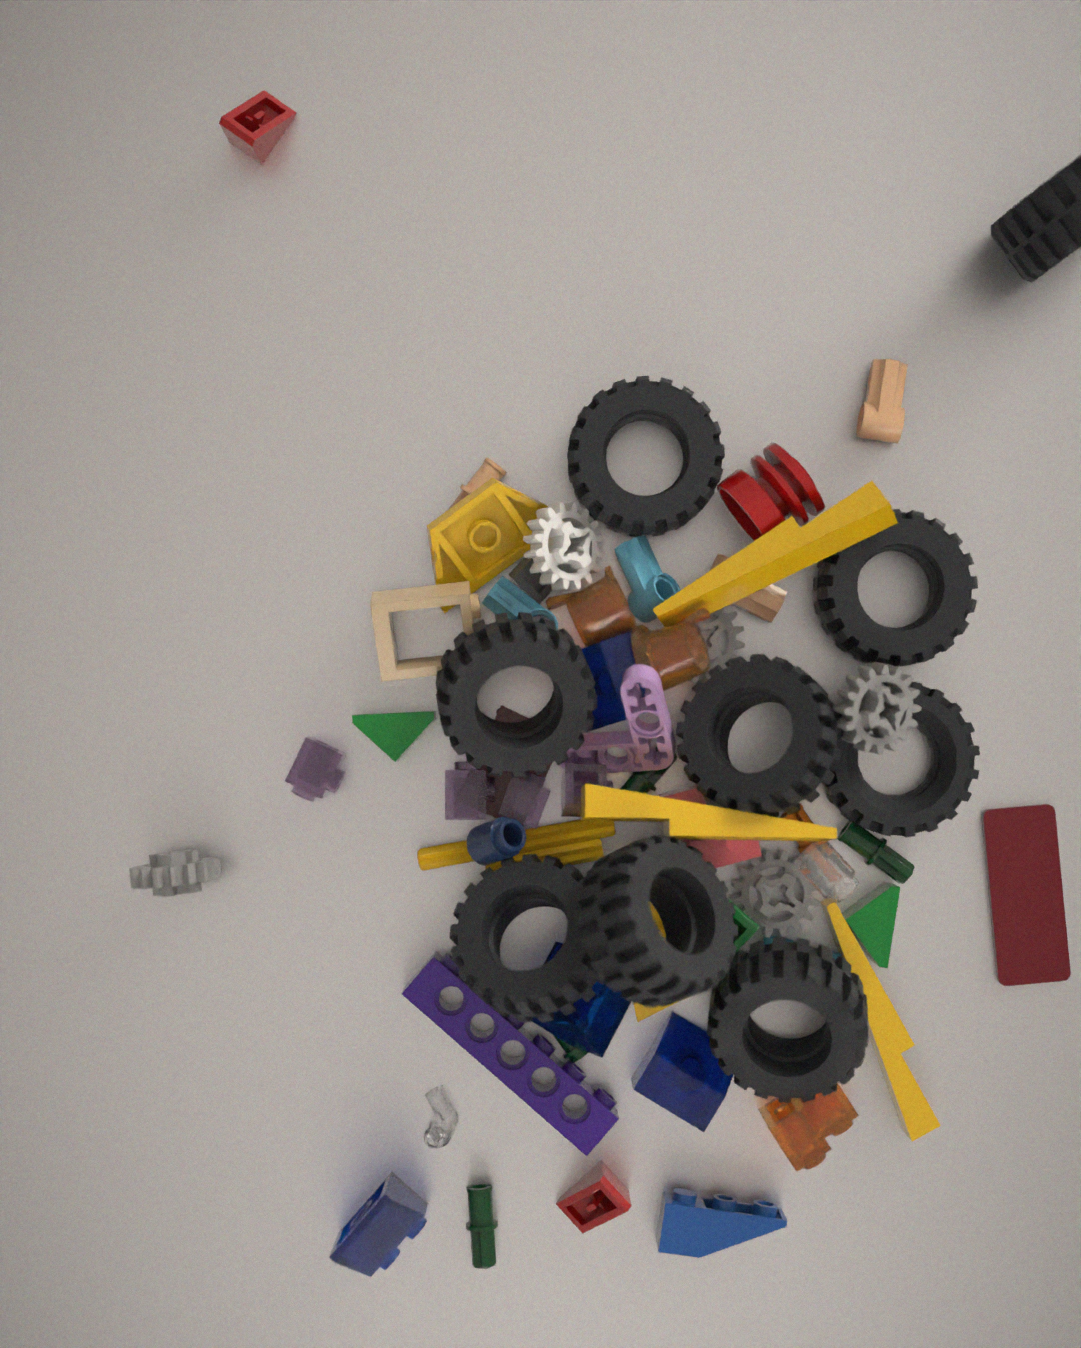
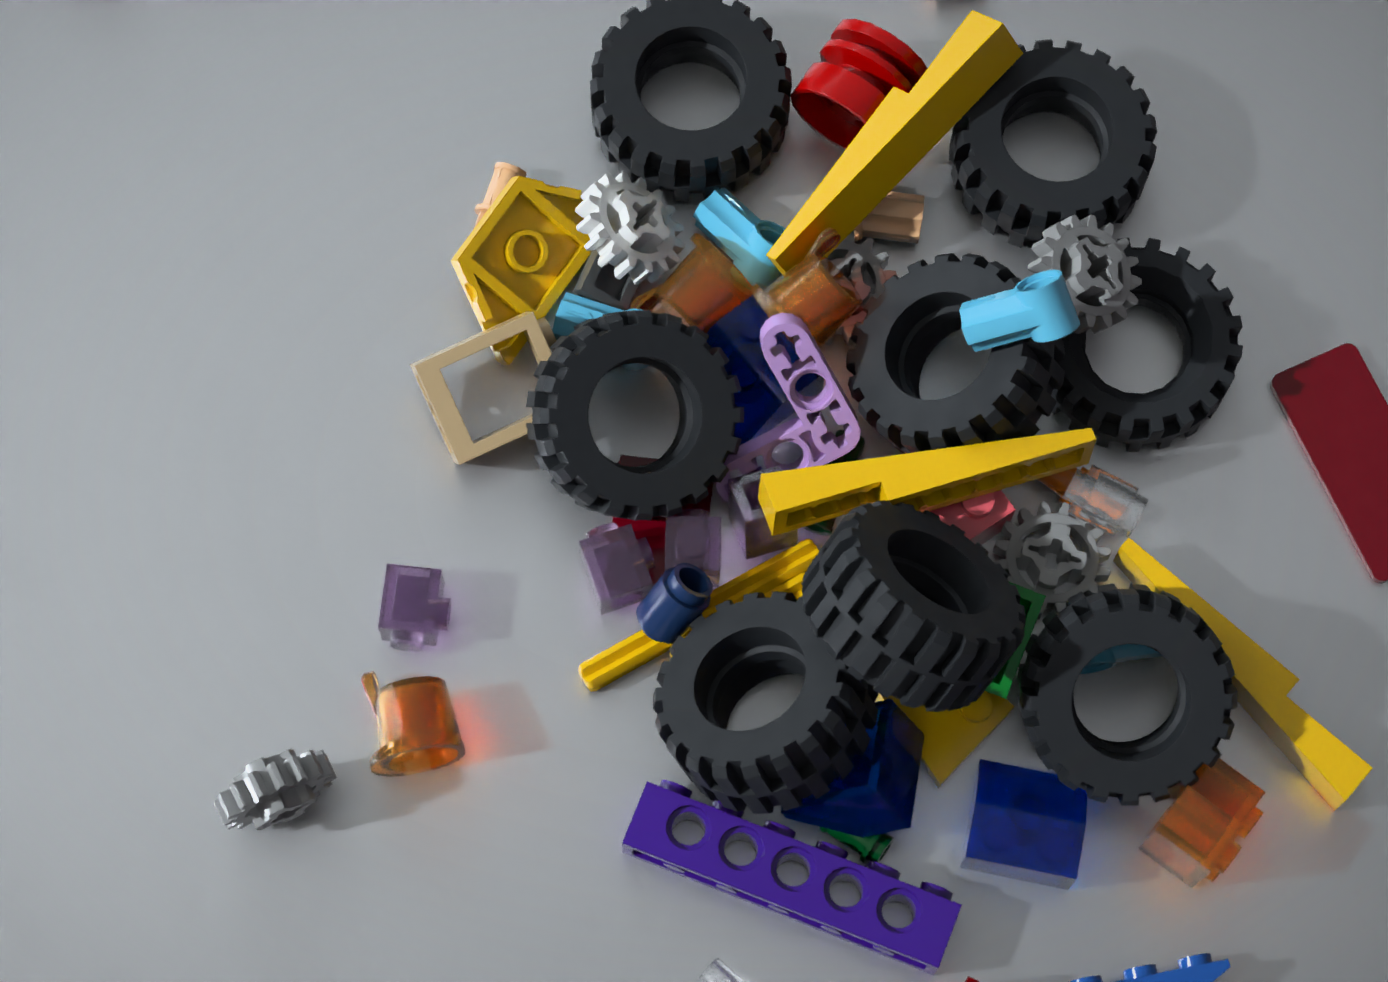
camera: 25 degrees left, 15 degrees down
(287, 854) = (414, 725): none -> clear orange hat
(394, 731) = (495, 525): green slope -> none
(827, 741) = (1034, 308): none -> medium azure piece
(874, 921) = (1191, 552): green slope -> none
(876, 852) = (1158, 470): dark green axle -> none

